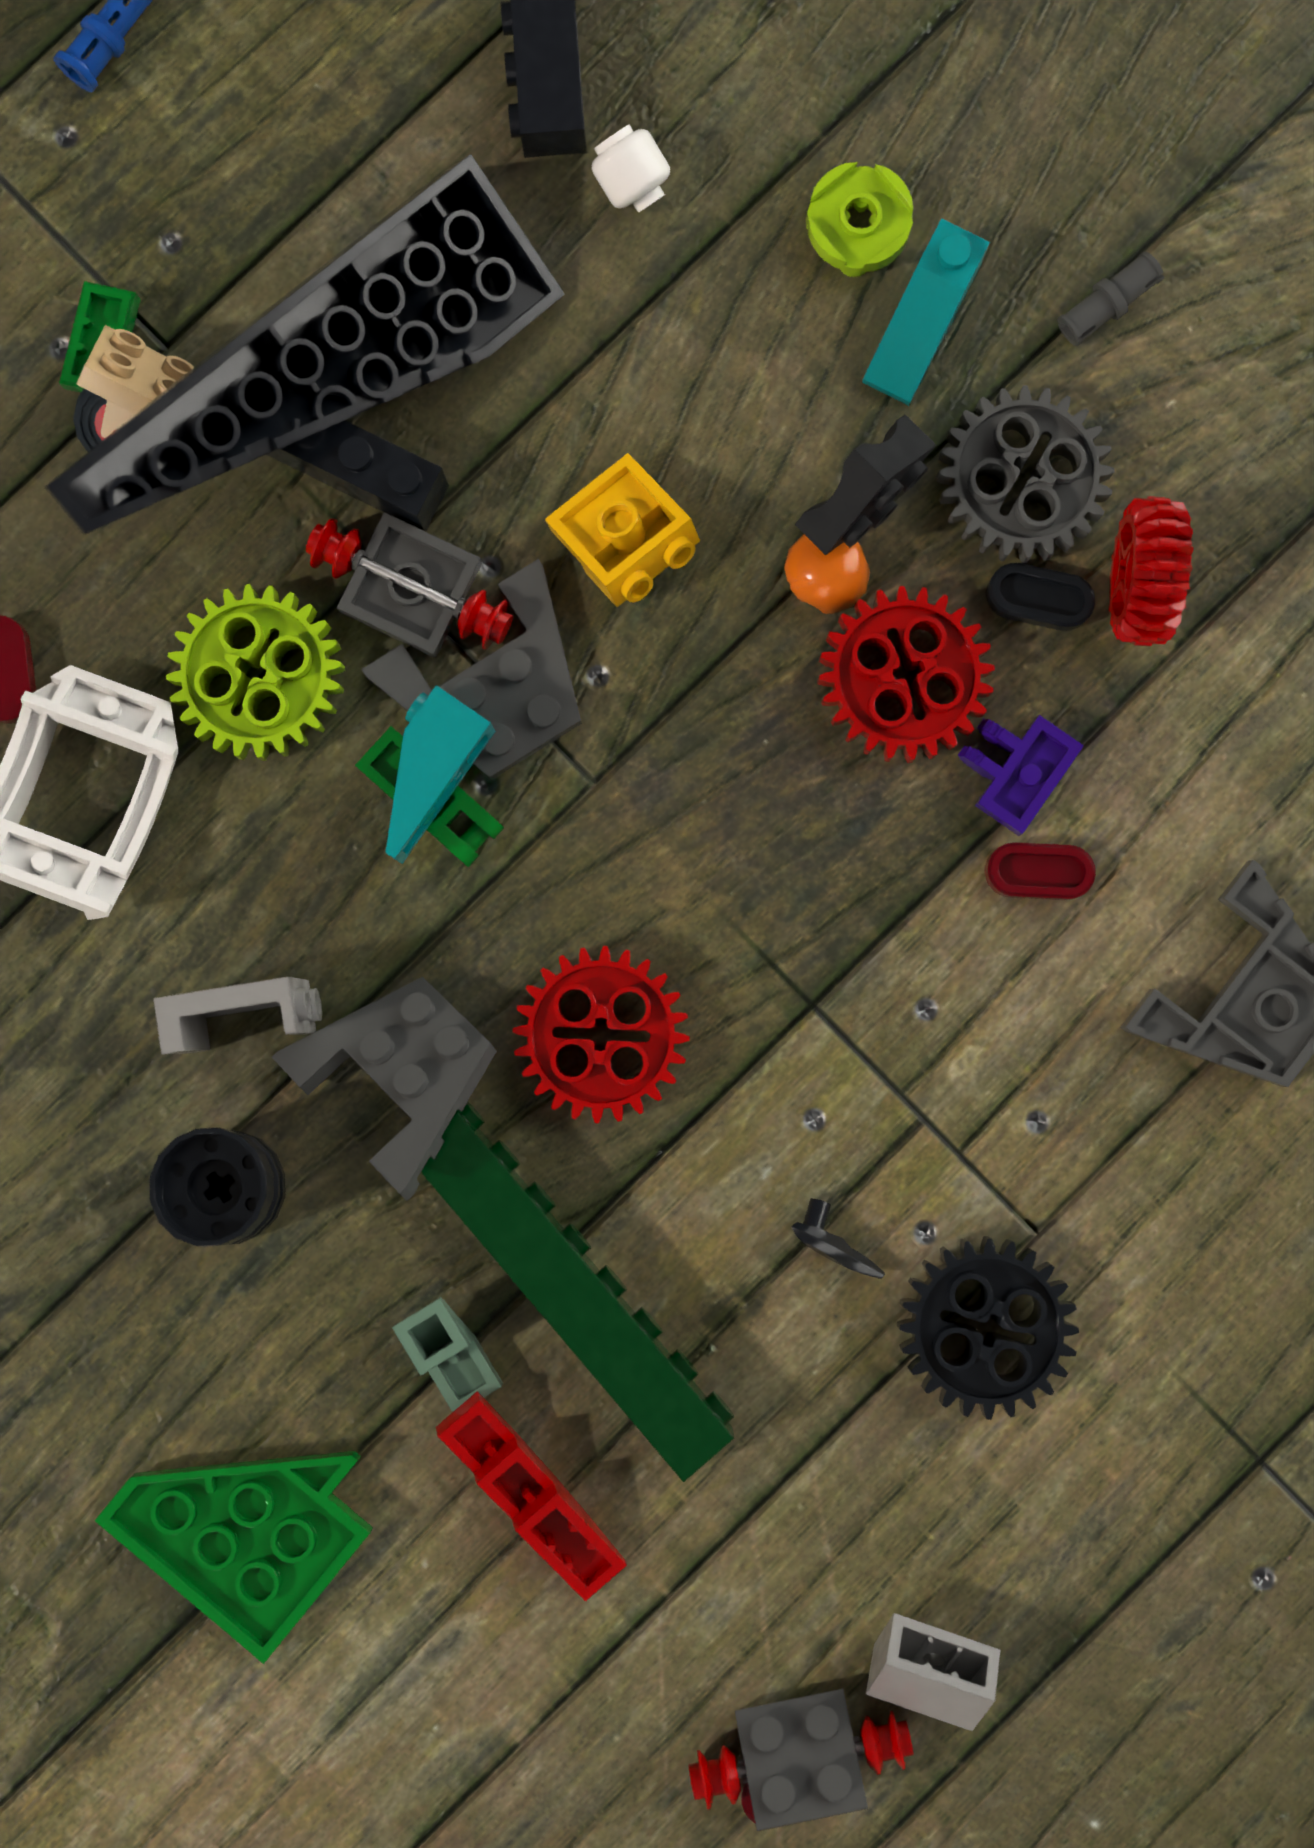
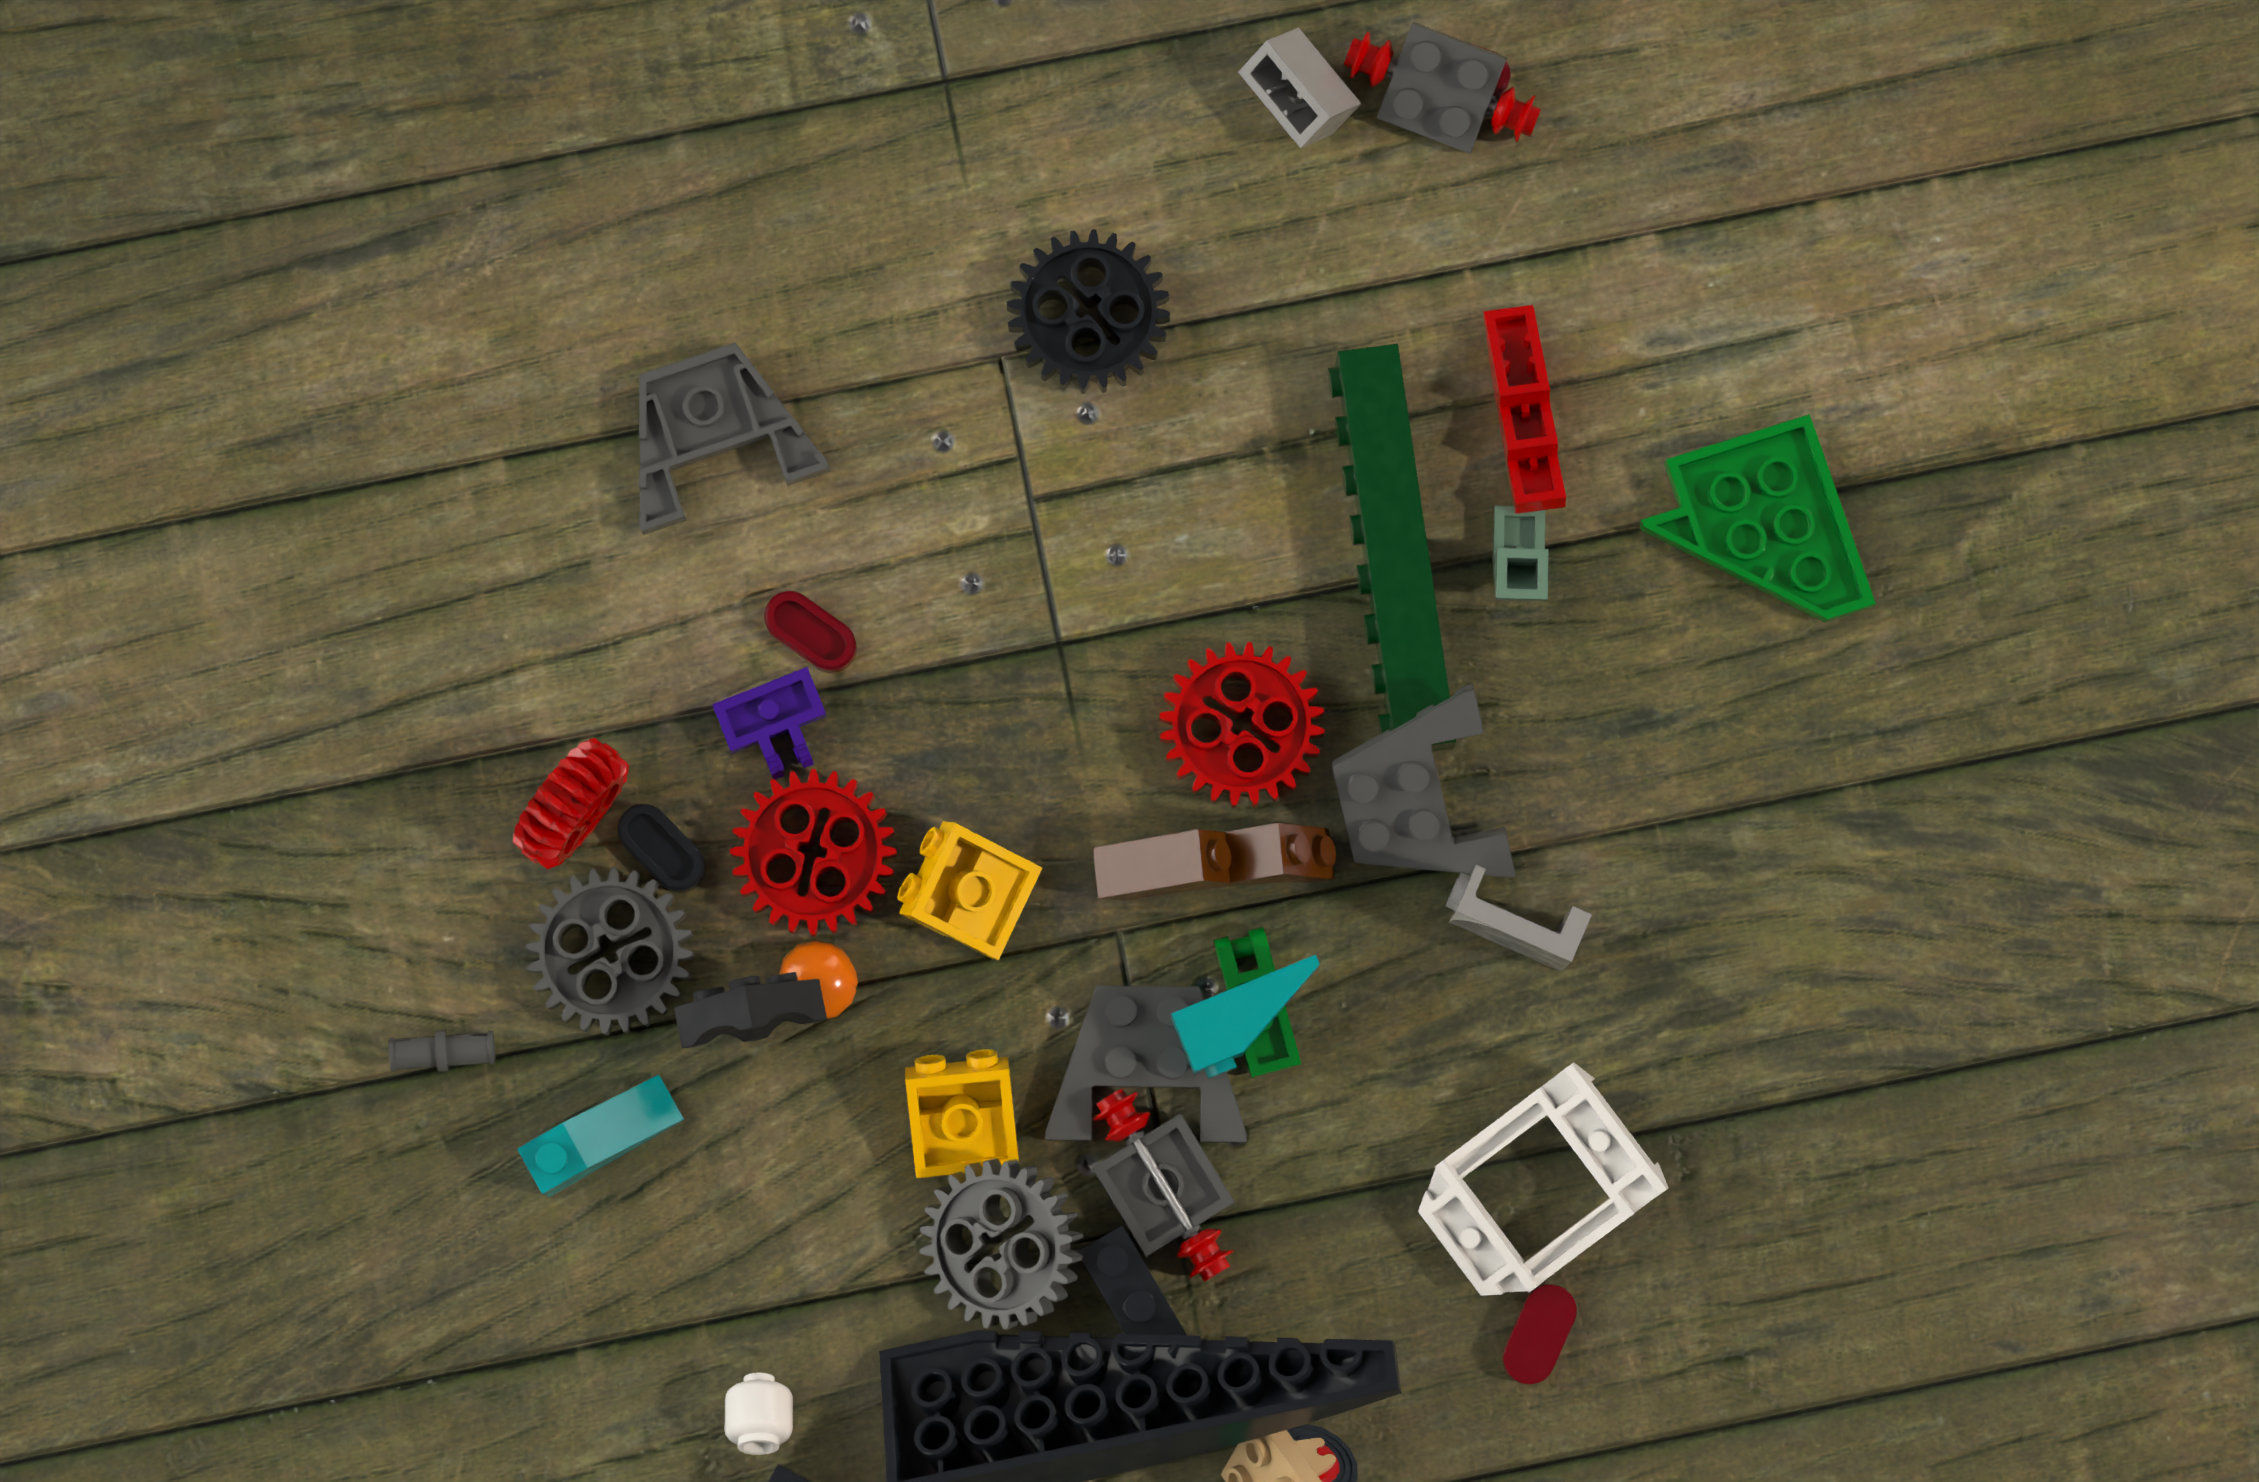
camera: 155 degrees left, 5 degrees down
(187, 1183) = (1635, 770): black wheel -> none
(211, 653) = (1358, 1233): lime gear -> none
(478, 420) = (1026, 1283): none -> dark grey gear
(544, 891) = (1213, 860): none -> reddish brown arch
(748, 729) = (968, 888): none -> yellow plate
(833, 1247) = (1169, 450): black bar -> none
(861, 188) = (576, 1231): lime plate -> none

